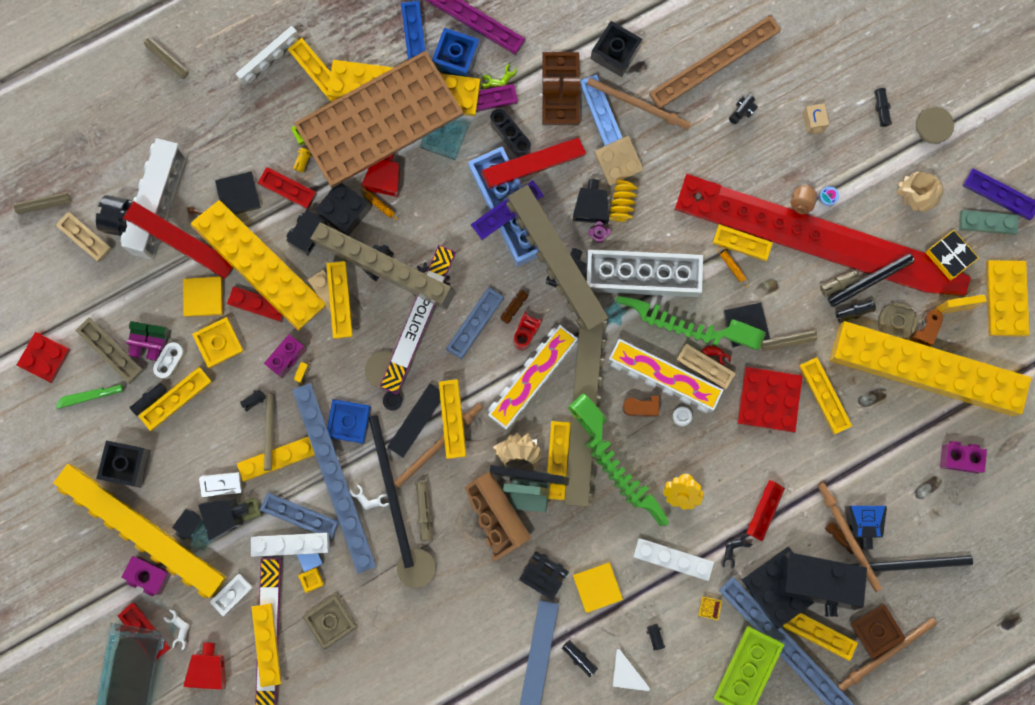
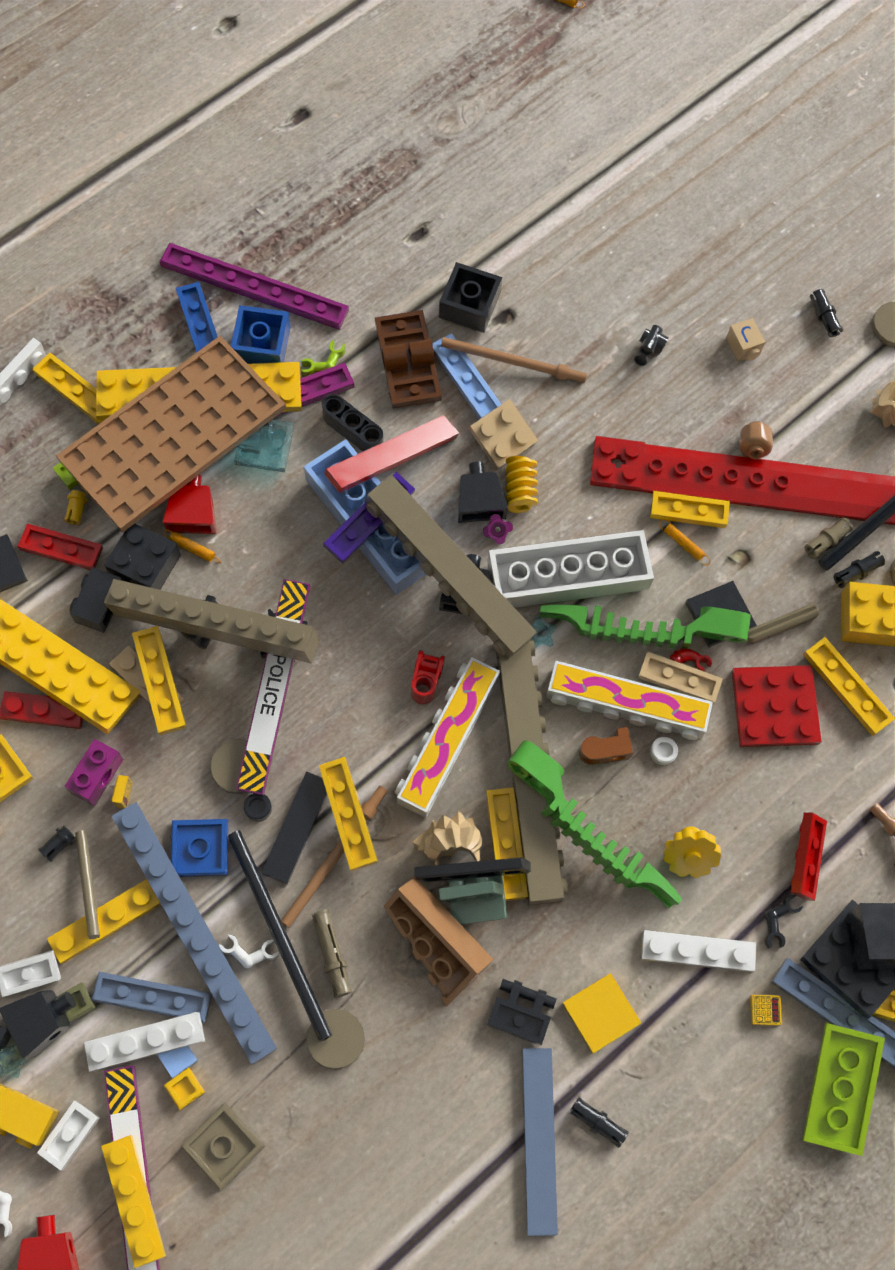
camera: 15 degrees left, 10 degrees down
(475, 323) = (353, 680): sand blue tile -> none
(514, 306) = (403, 647): reddish brown axle -> none
(625, 674) = (670, 1133): white tile -> none
(655, 637) = (700, 1067): black pin -> none
(714, 62) = (599, 295): medium nougat plate -> none
(829, 196) = (786, 432): tile -> none

